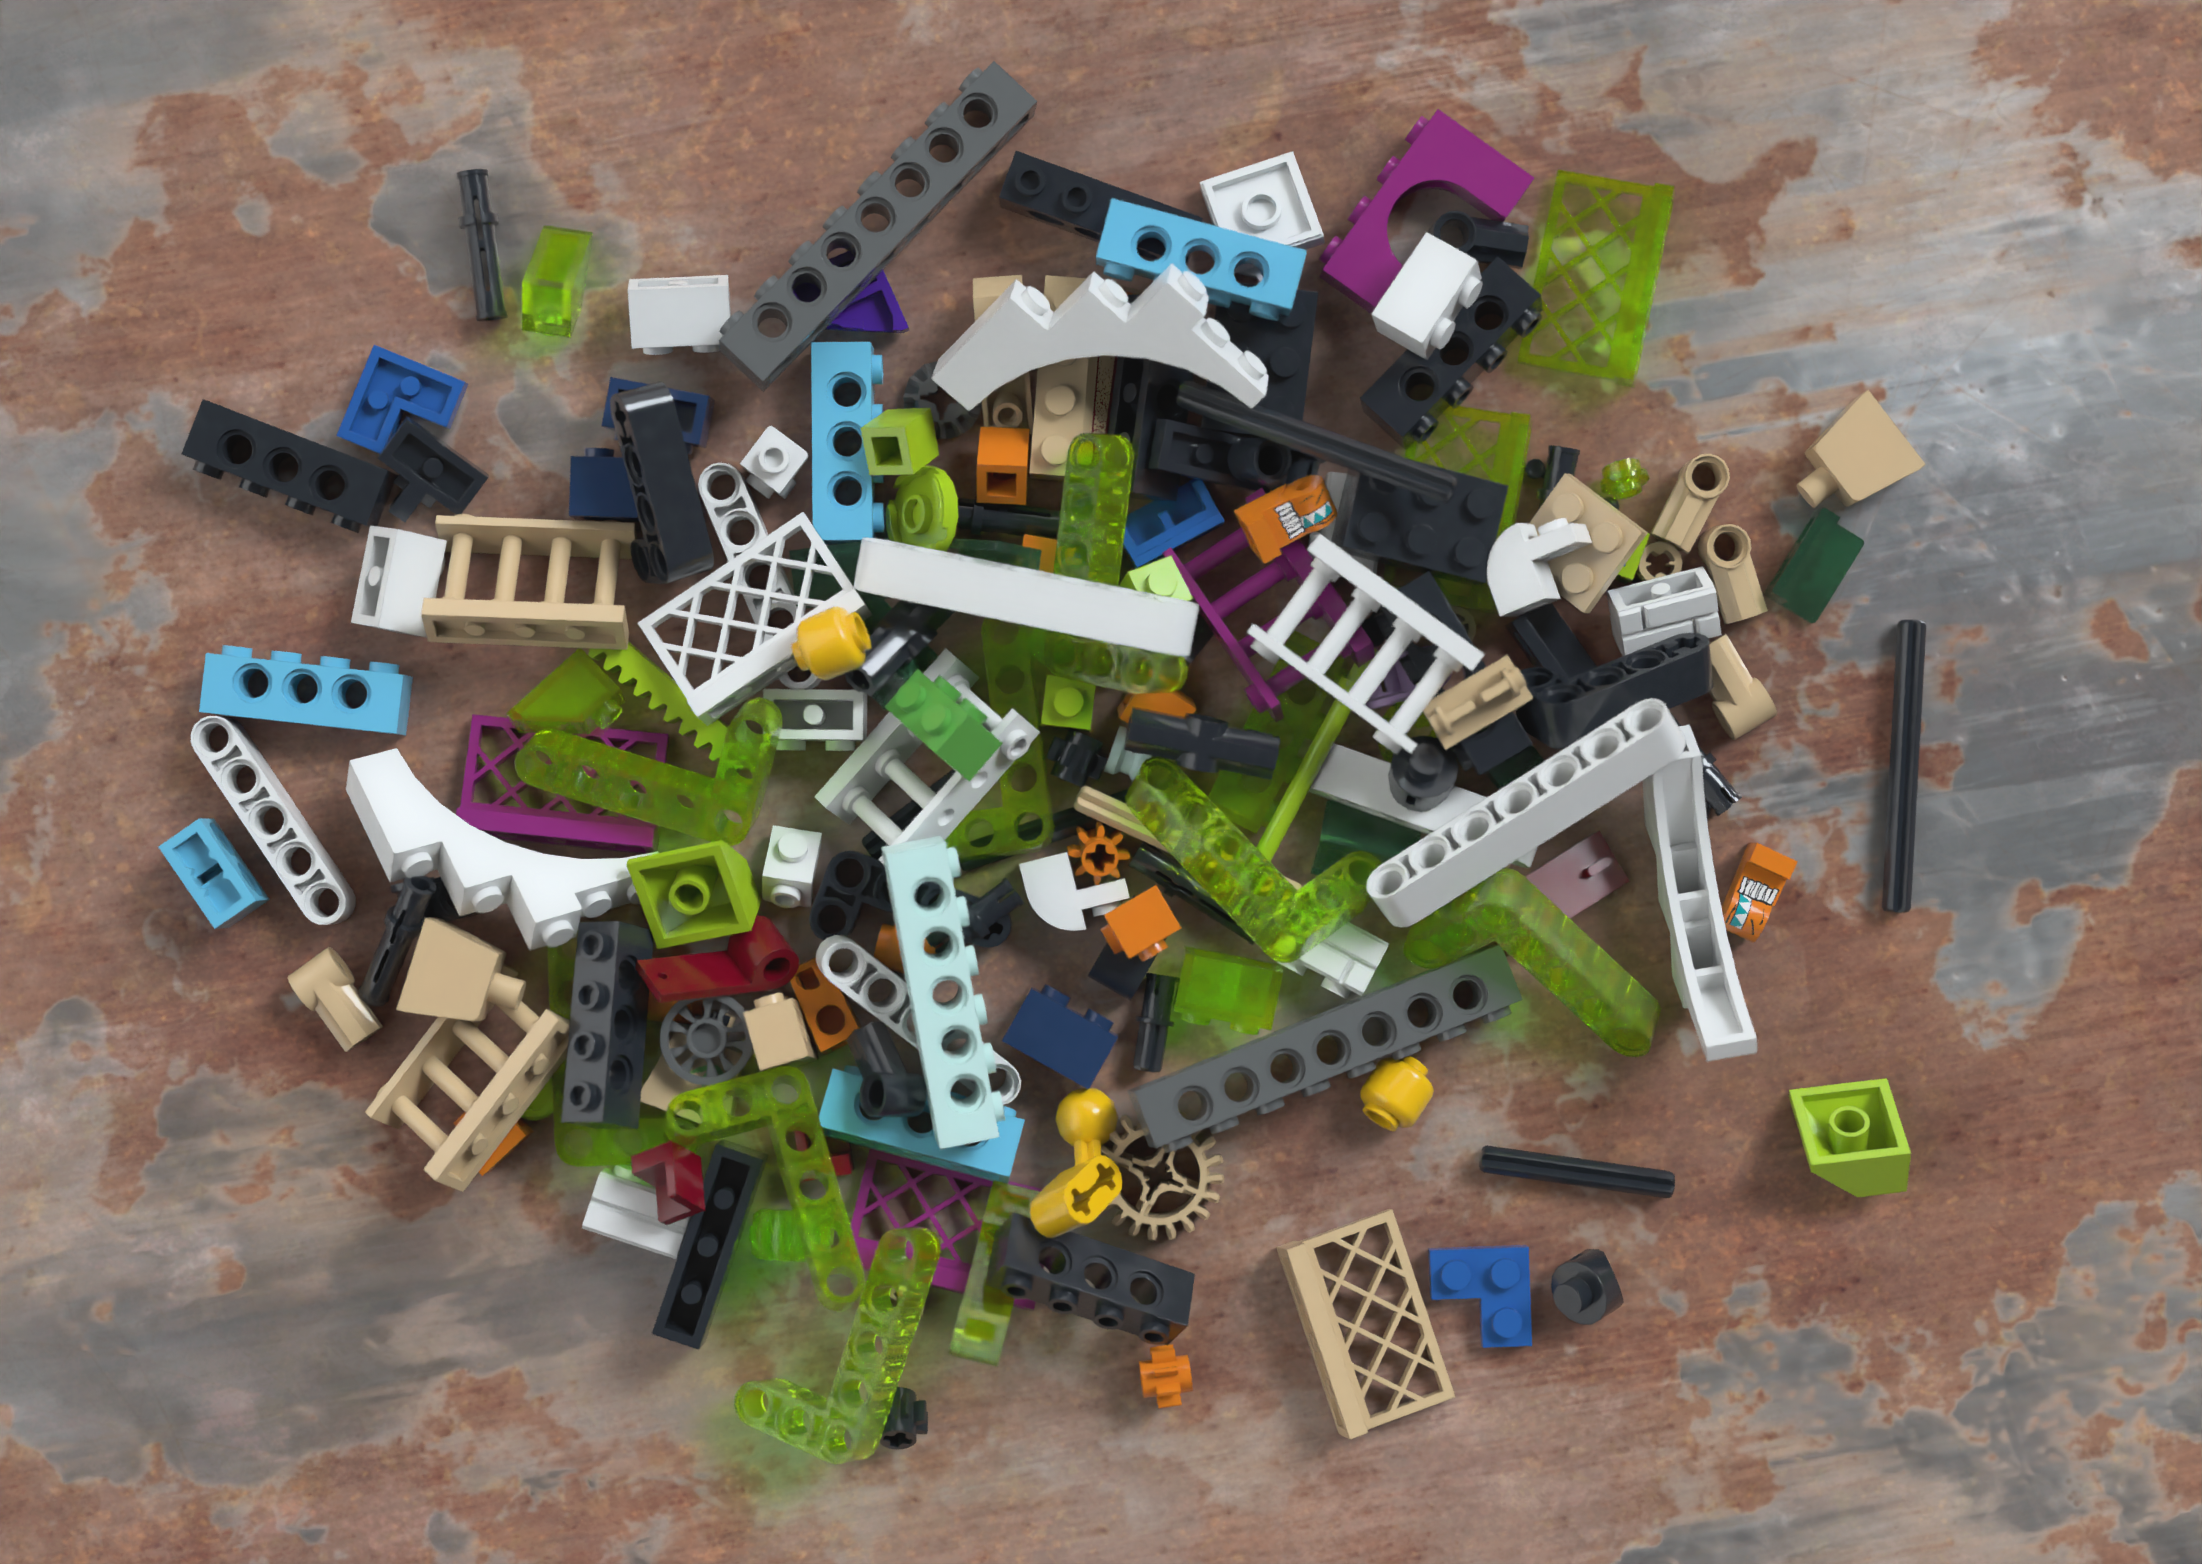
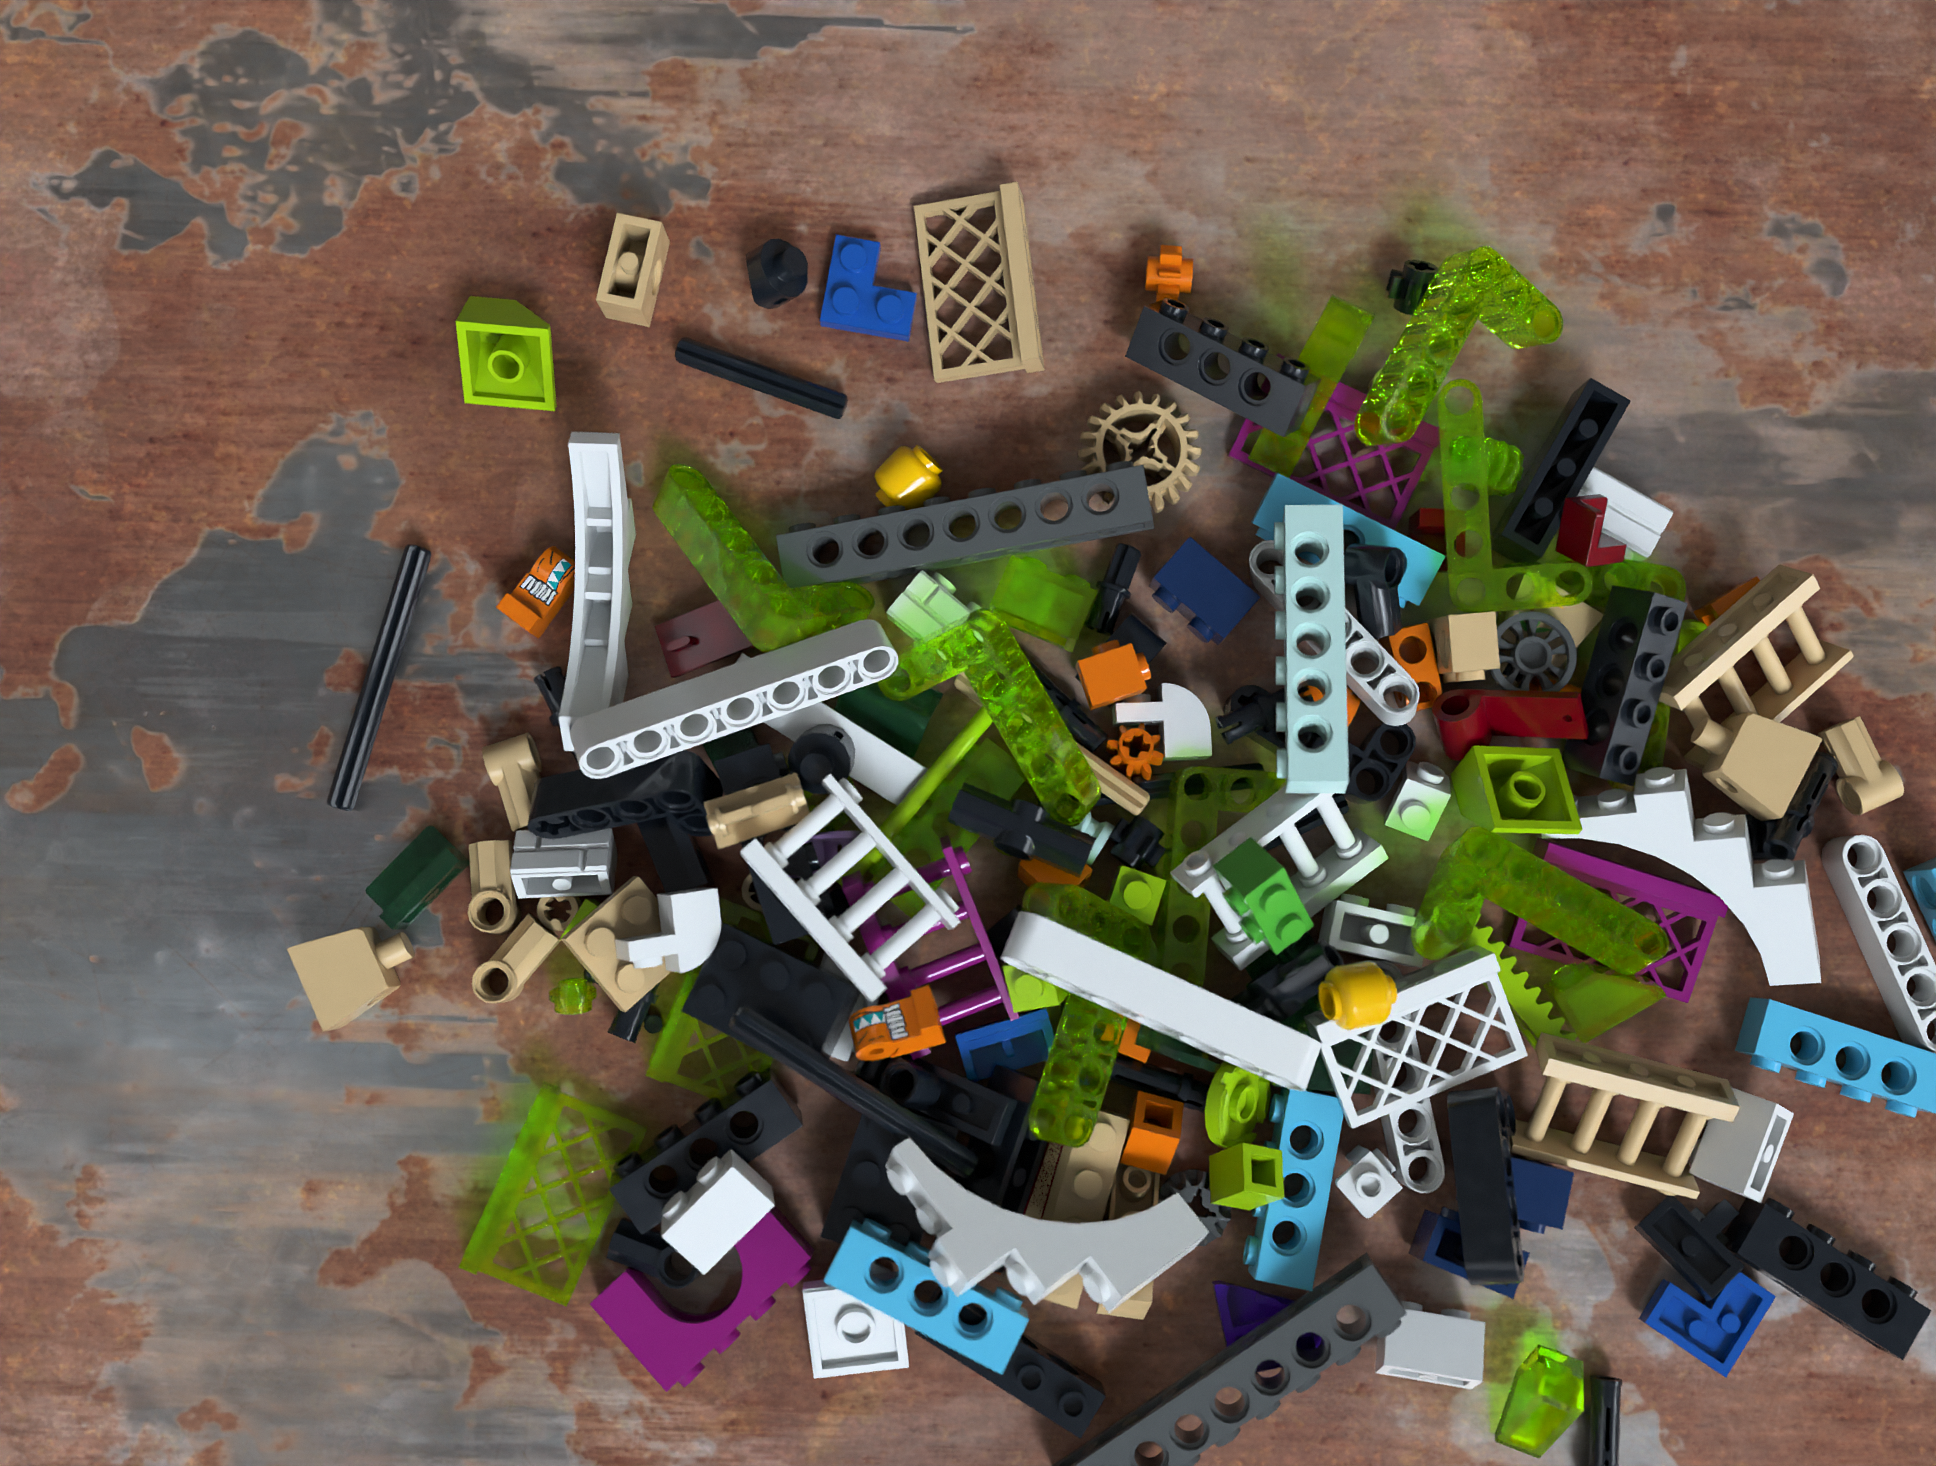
camera: 175 degrees left, 5 degrees down
(1085, 1122) = (1209, 448): yellow beam -> none
(1739, 1256) = (633, 269): none -> tan brick

